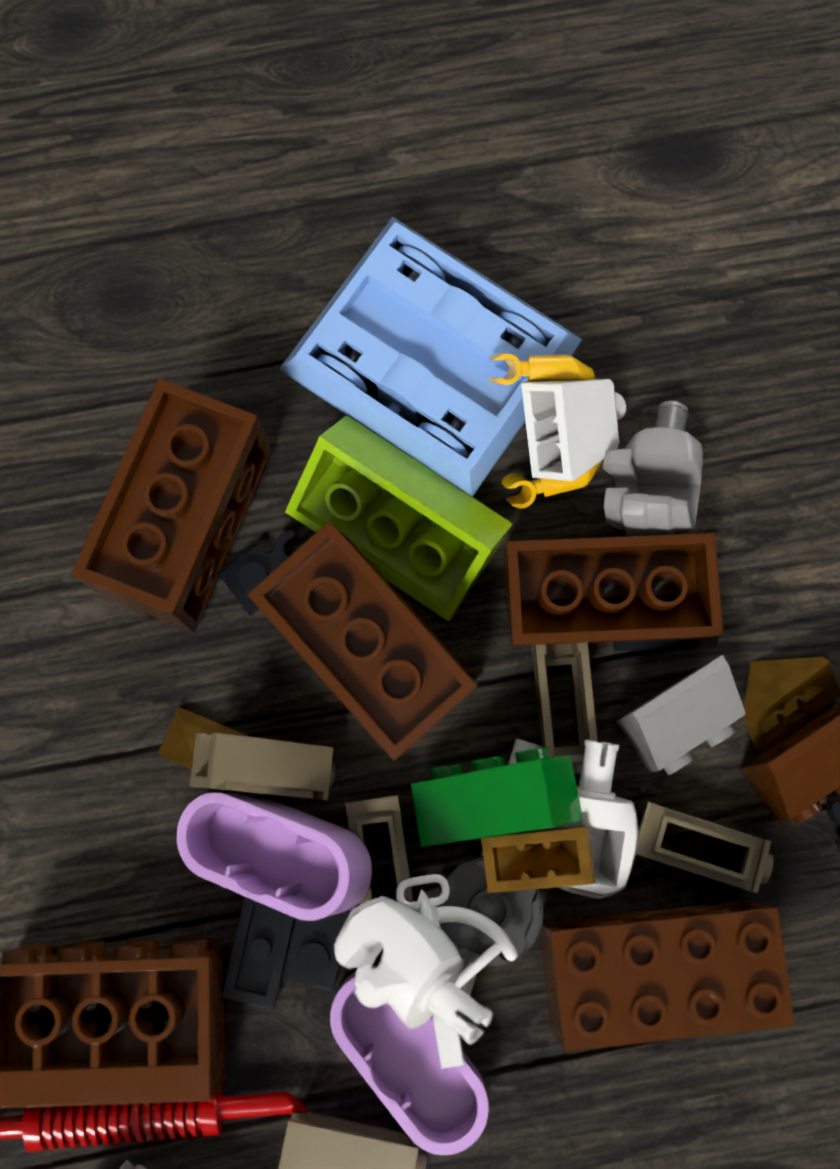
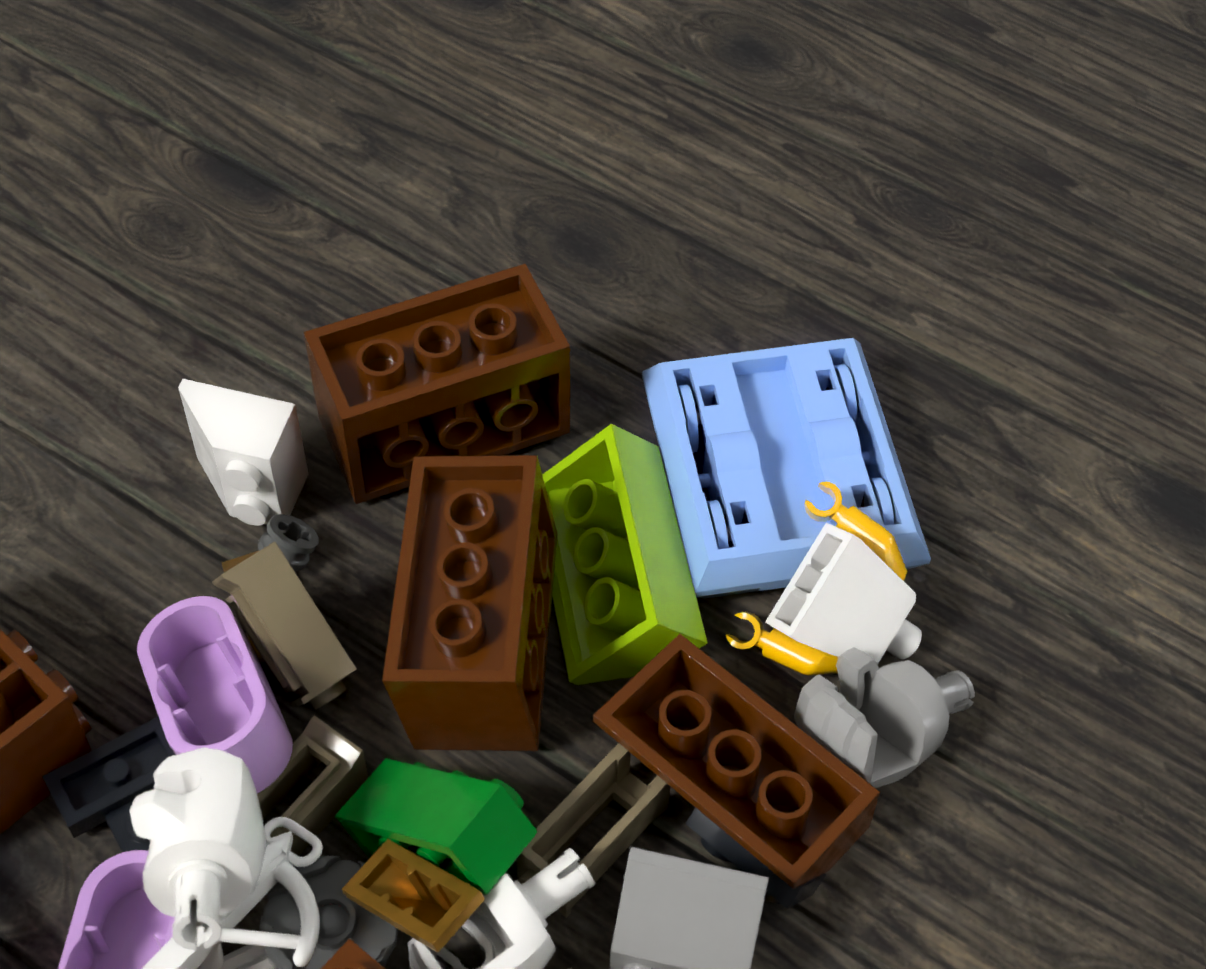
camera: 45 degrees right, 25 degrees down
(101, 674) = (246, 449): none -> white slope
(188, 690) = (293, 538): none -> dark grey bush

